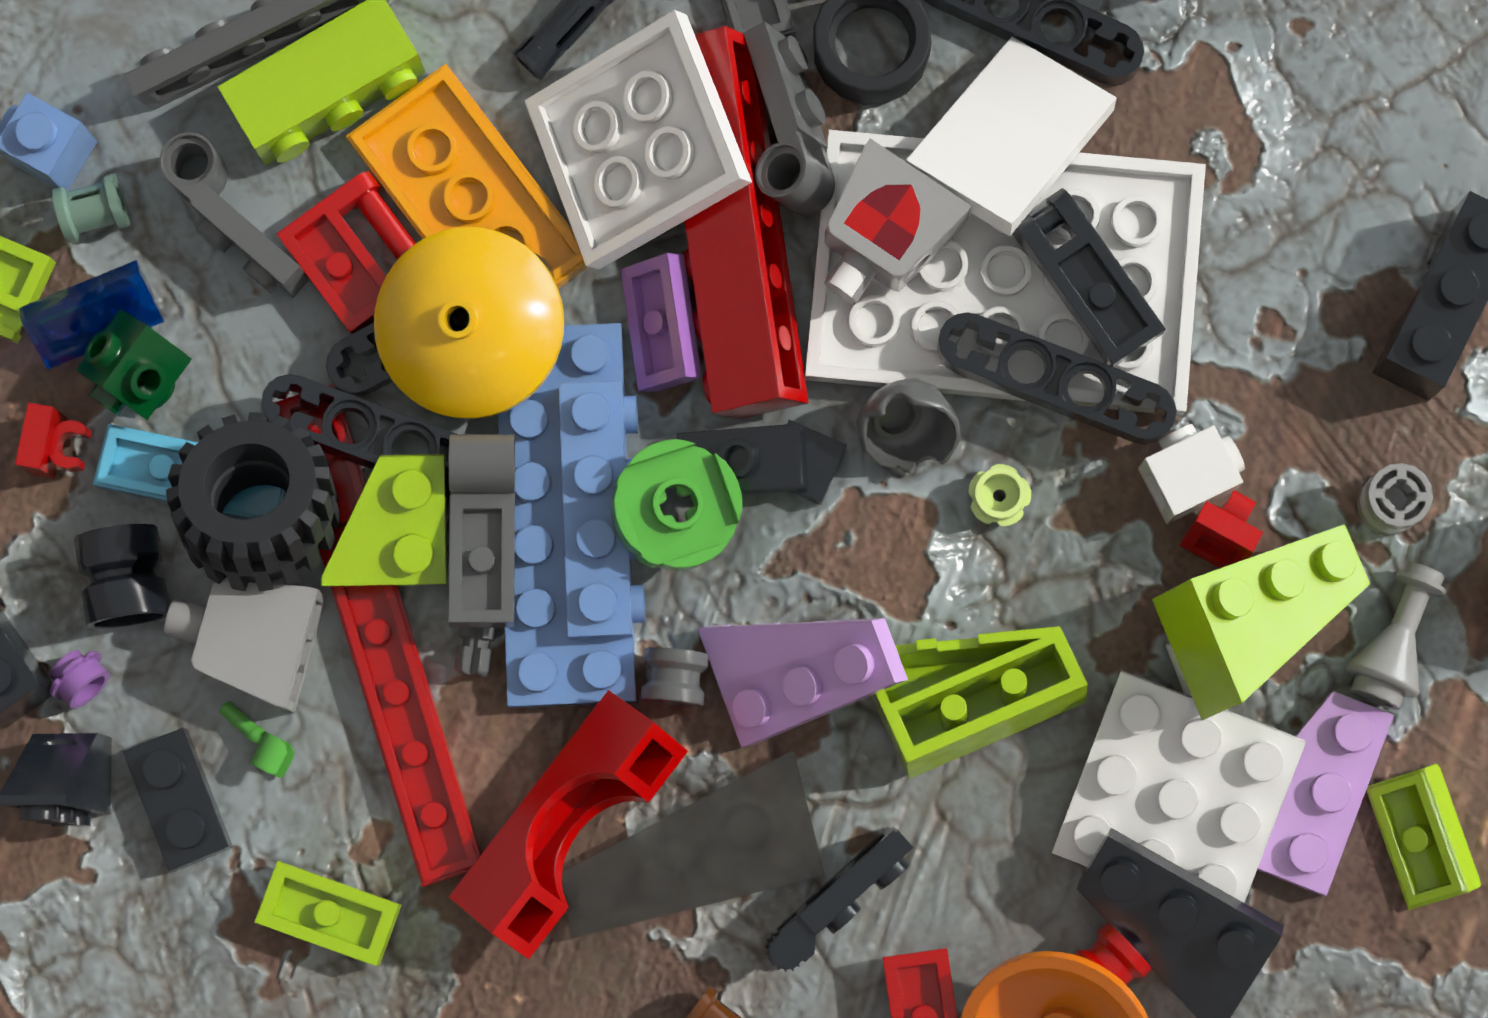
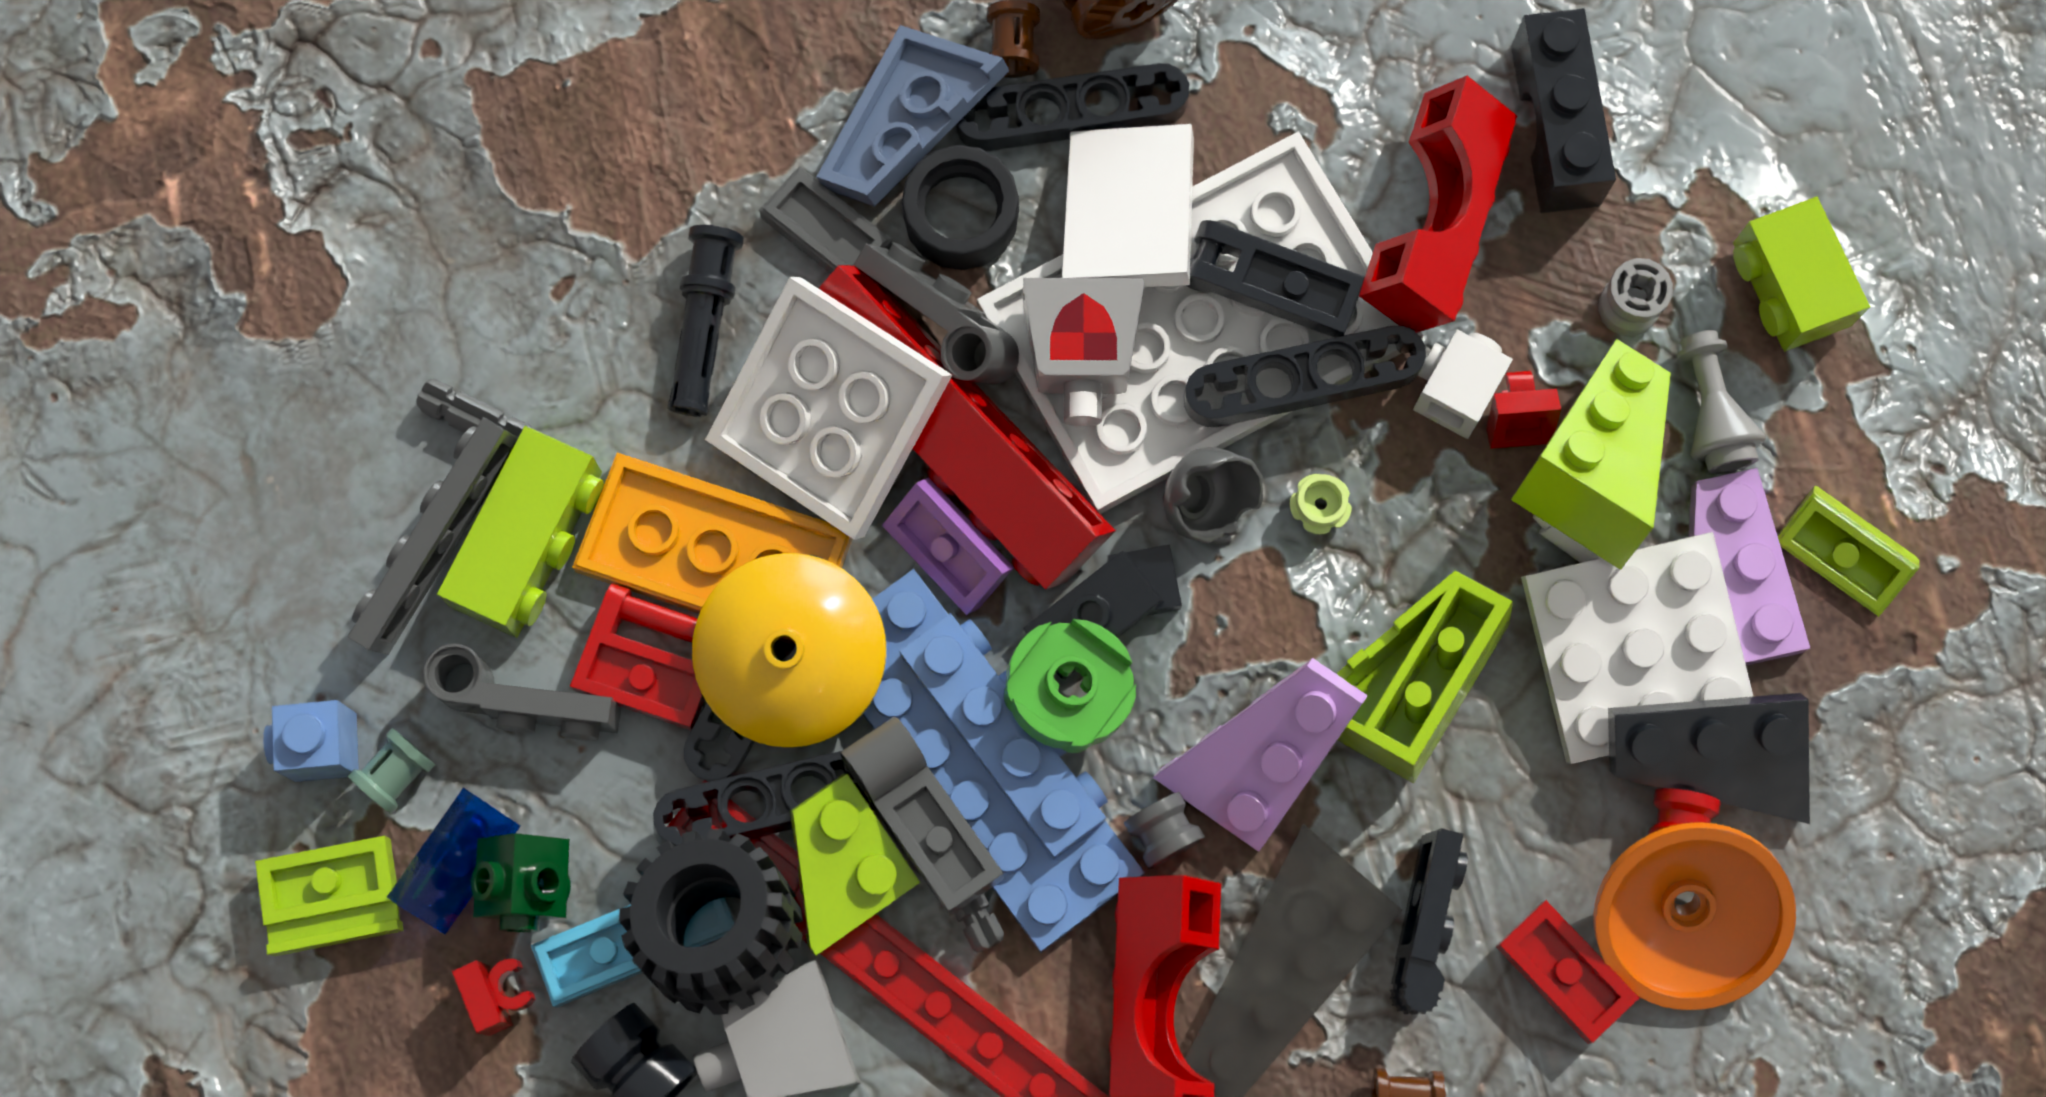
camera: 40 degrees left, 5 degrees down
(1335, 269) = (1462, 144): none -> red arch

